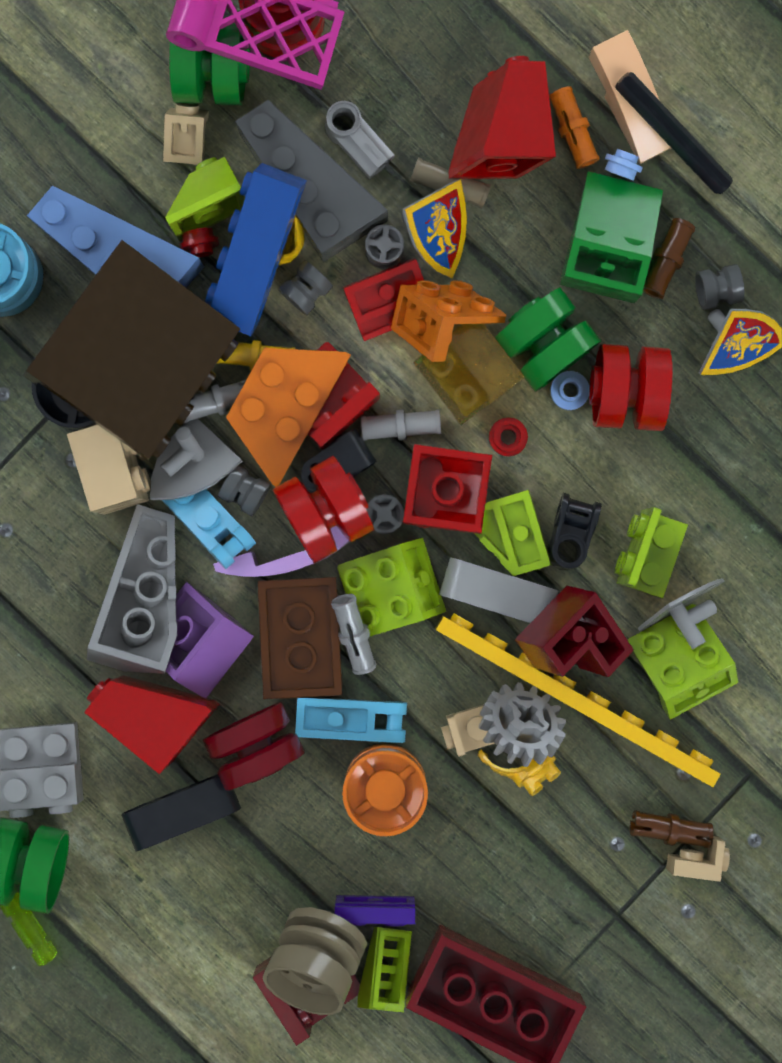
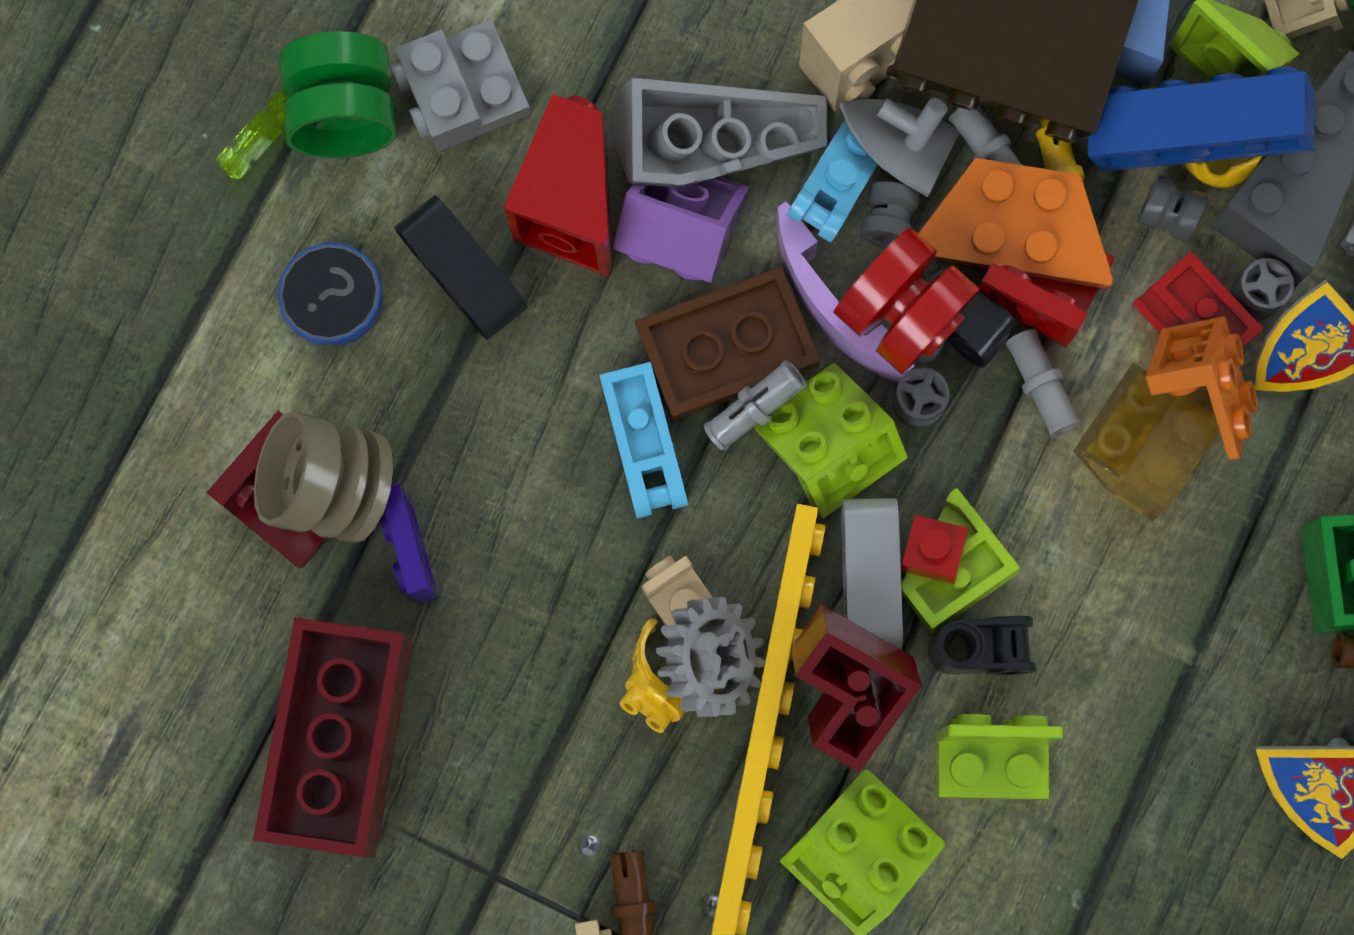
camera: 80 degrees right, 10 degrees down
(168, 910) = (330, 294): none -> black tile
(199, 242) = (1180, 62): red plate -> none
(255, 749) = (573, 321): dark red wheel -> none
(385, 790) = (569, 503): orange wheel -> none
(396, 985) = (332, 568): lime slope -> none
(447, 489) = (983, 462): red slope -> none
(496, 544) = (934, 549): none -> red plate
(519, 431) = (1090, 515): red plate -> none
(541, 330) = (1227, 525): green wheel -> none
(564, 401) = (1153, 591): light blue plate -> none
(643, 388) = (1201, 640): red wheel -> none
(688, 619) = (937, 827): light grey shield -> none

